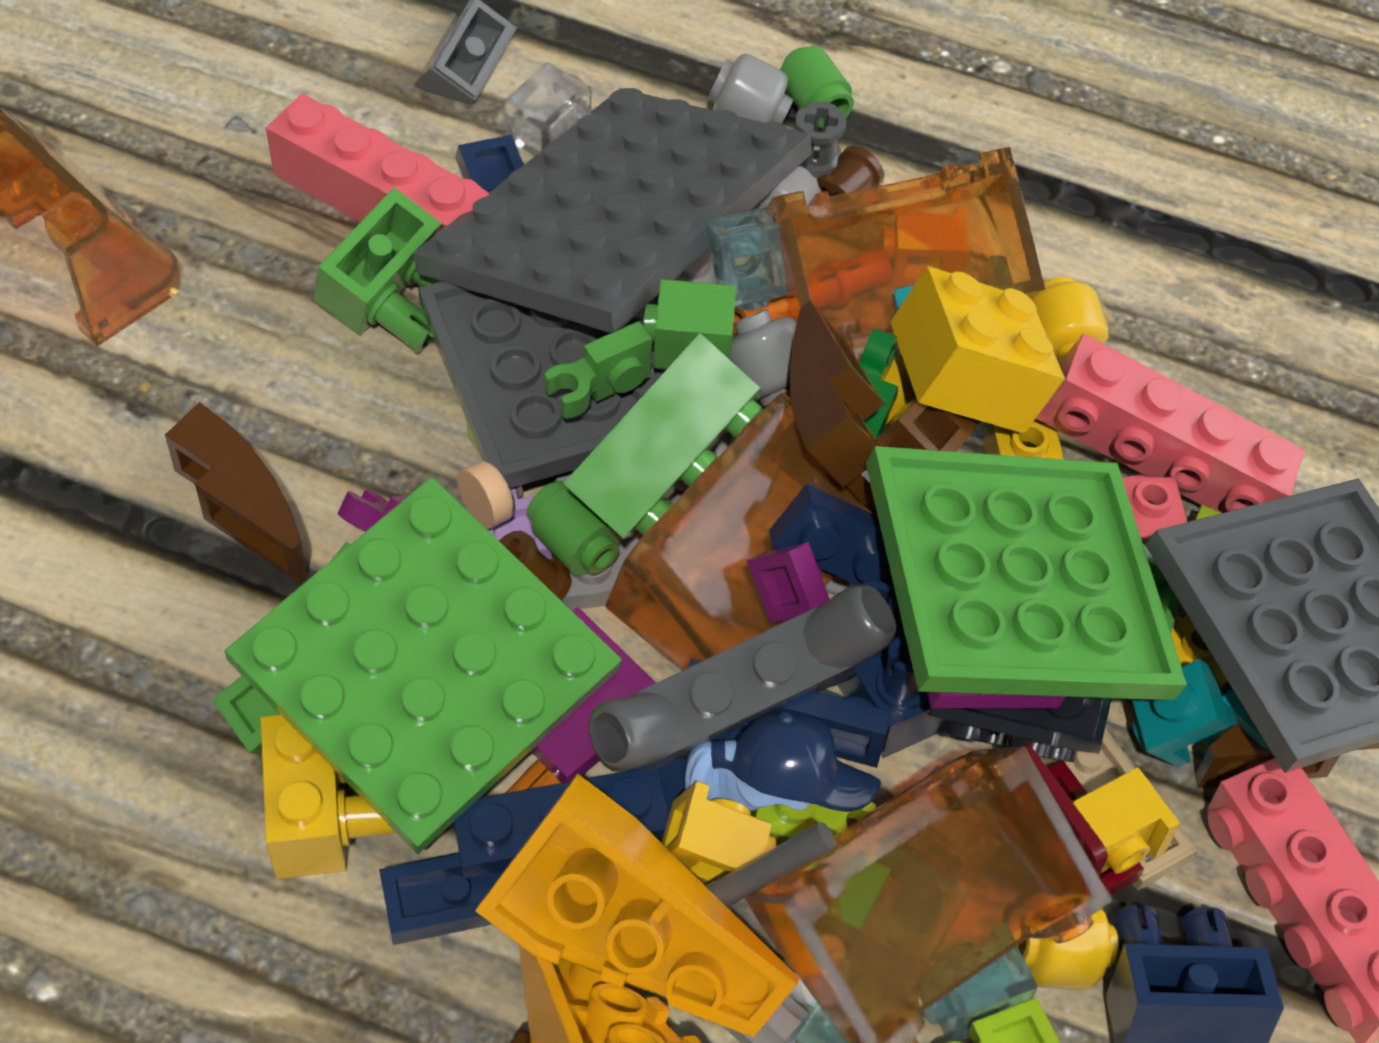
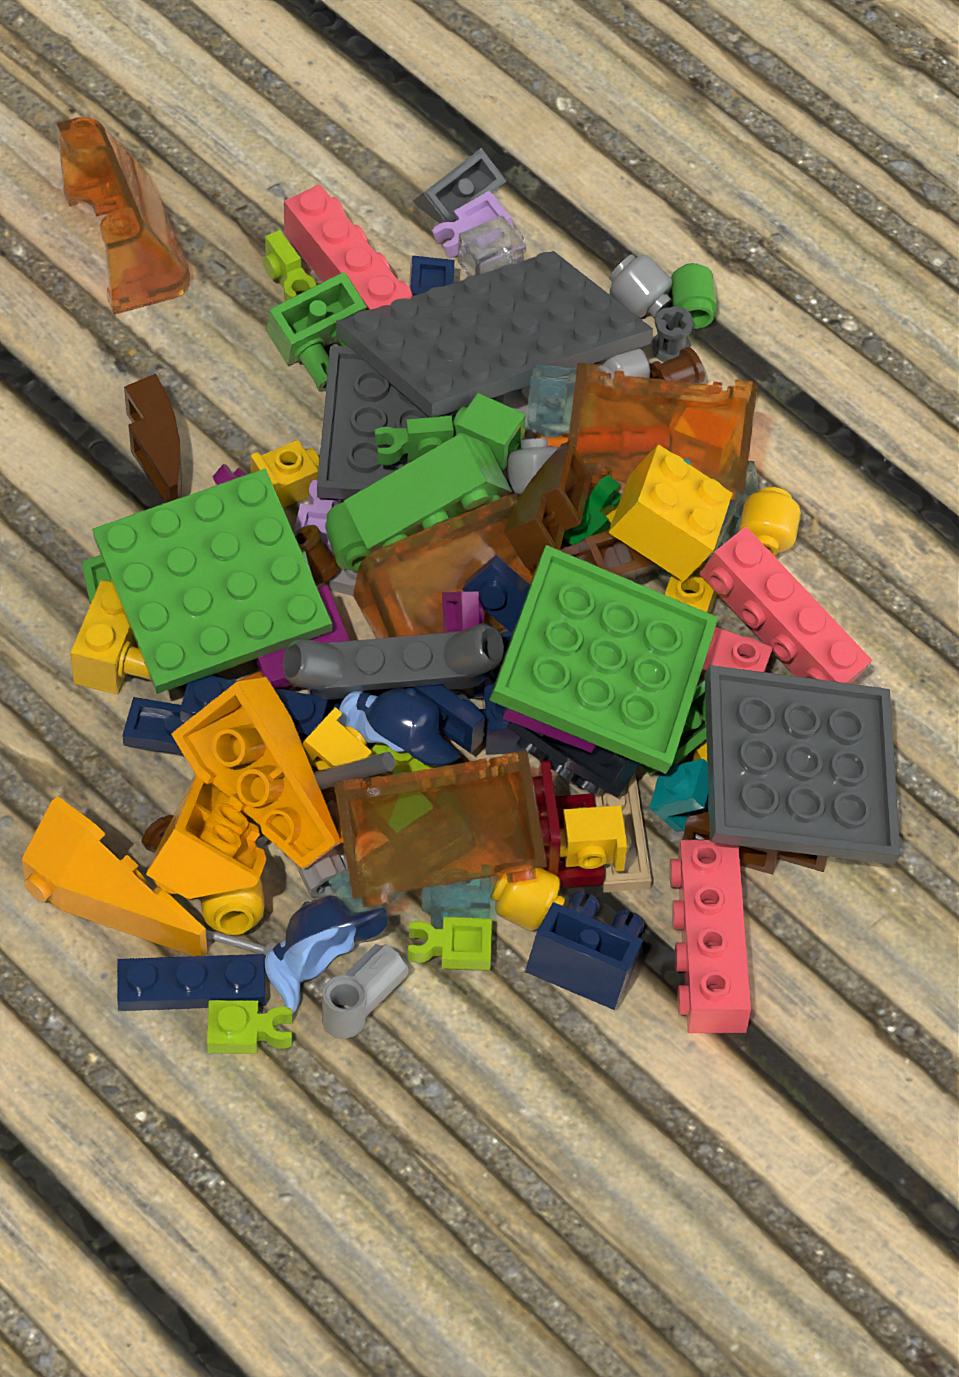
camera: 25 degrees right, 0 degrees up
(300, 210) = (285, 265): none -> lime plate
(430, 456) = (289, 470): none -> yellow brick
(485, 494) = (307, 495): light nougat tile -> none
(498, 82) = (467, 217): none -> lavender plate

